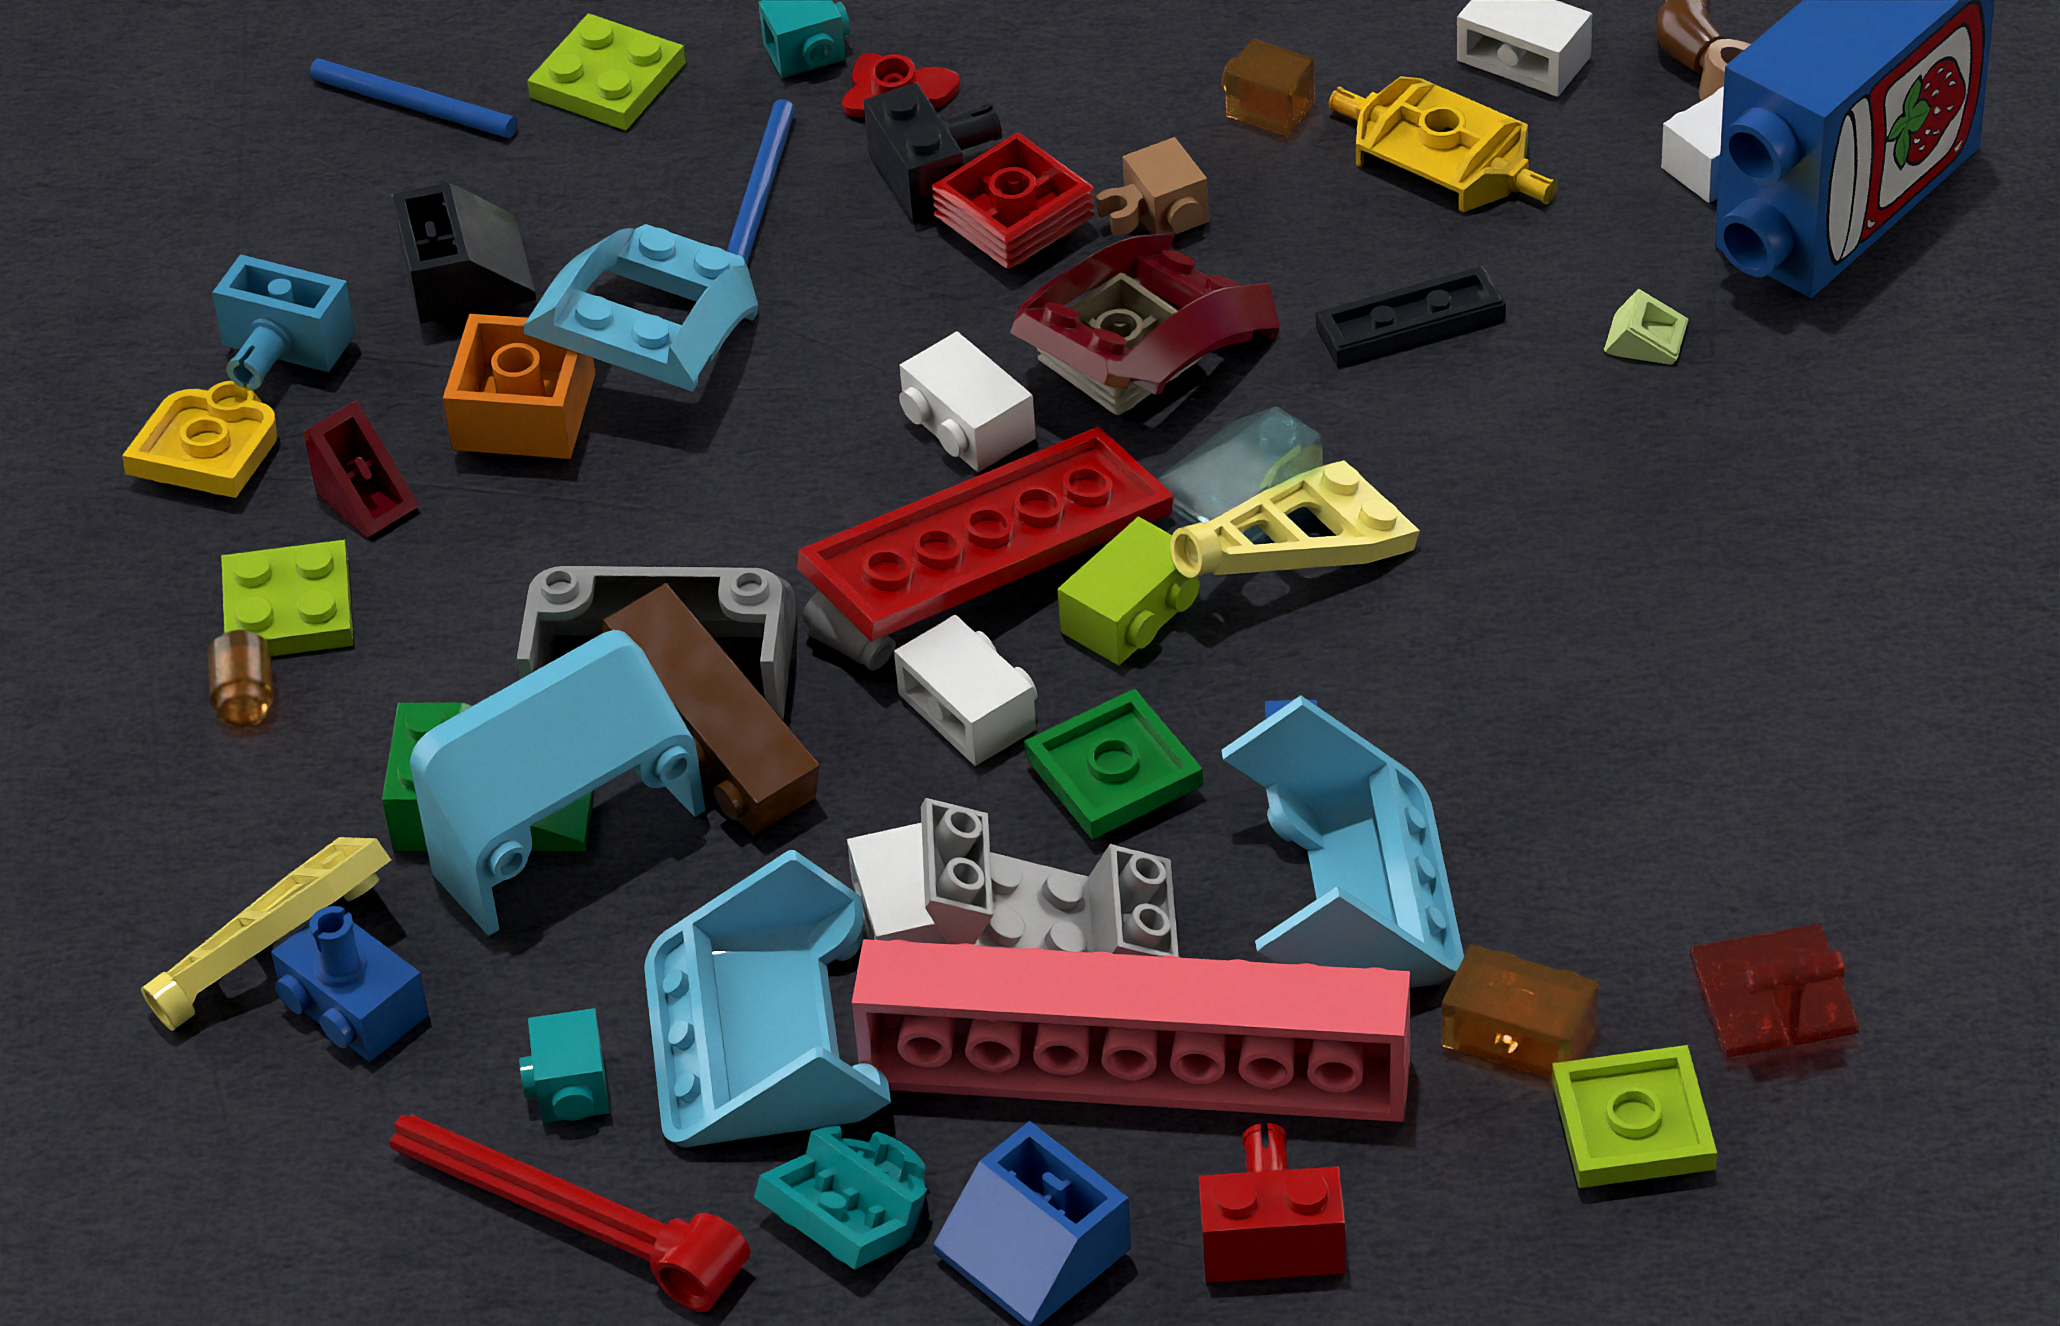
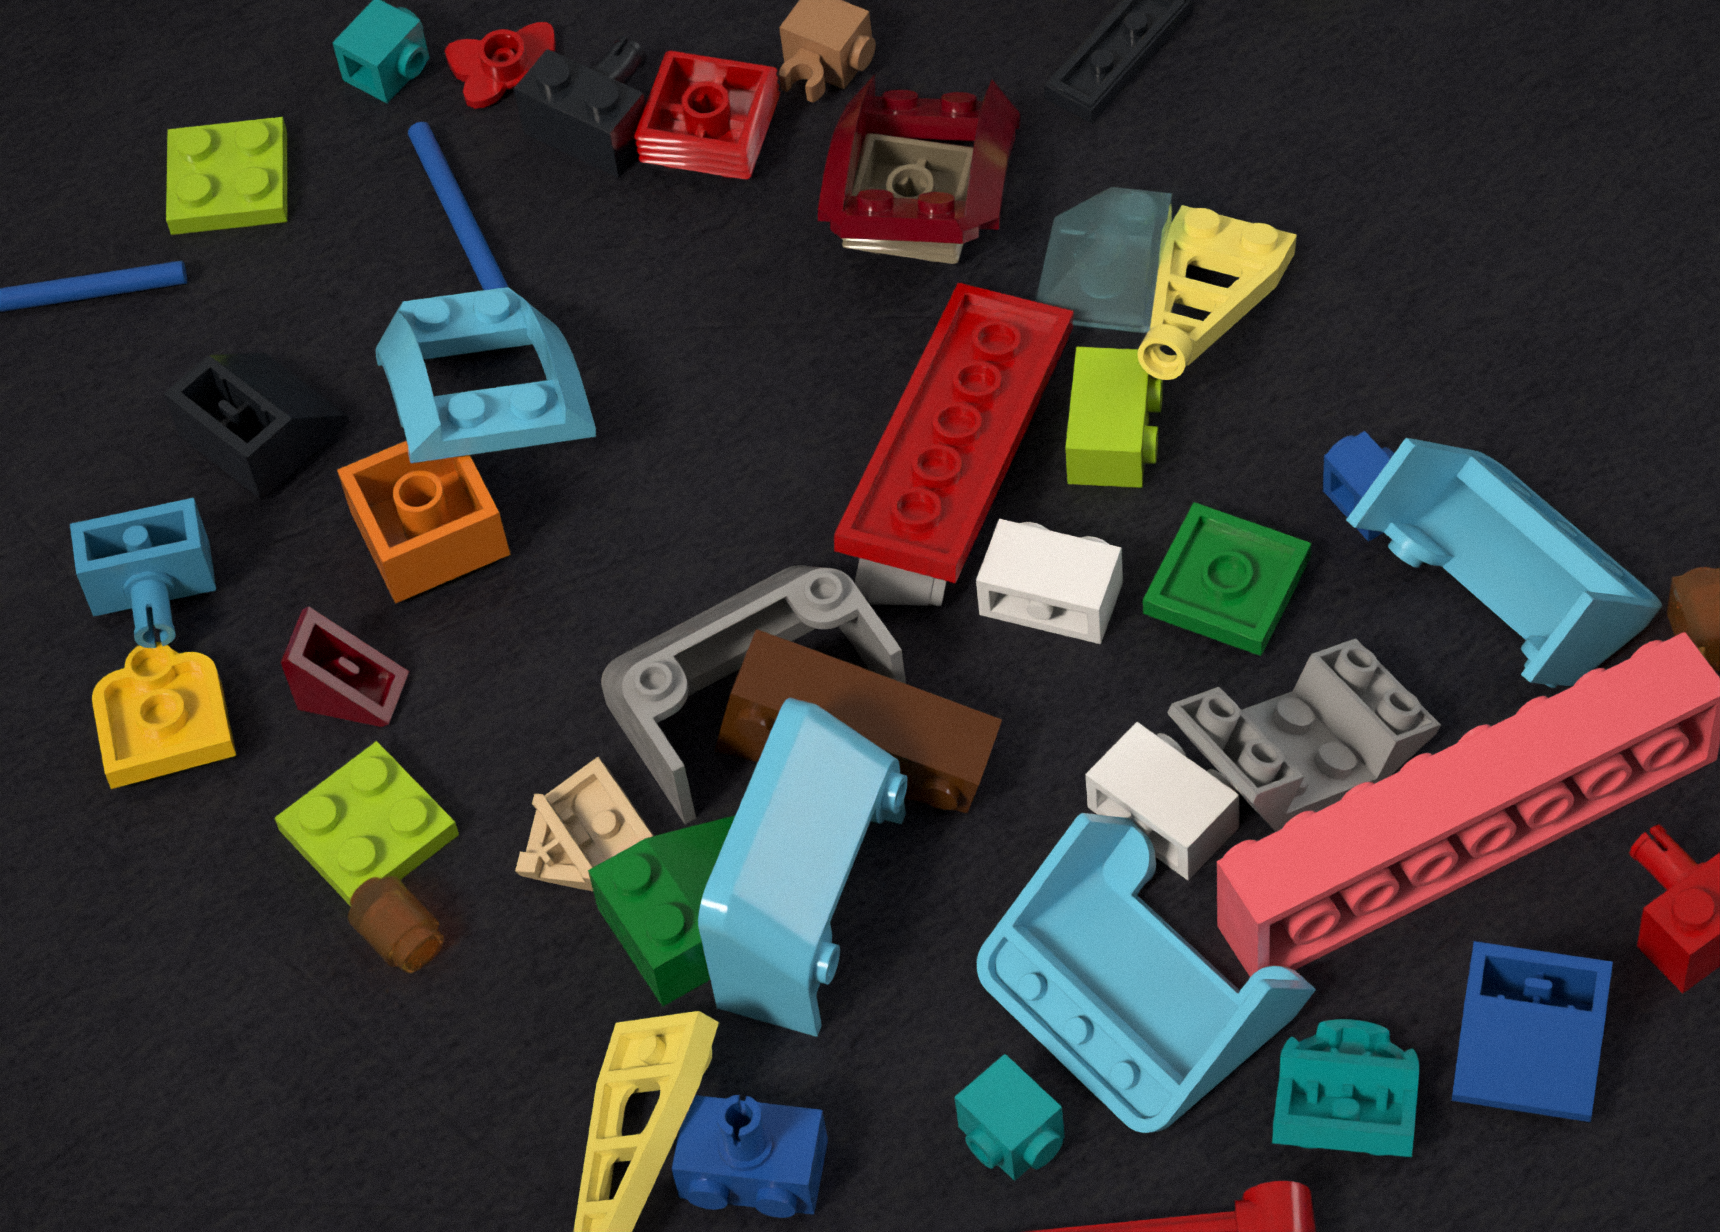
camera: 30 degrees left, 10 degrees up
(449, 674) = (580, 827): none -> tan slope
(967, 402) = (824, 318): white brick -> none

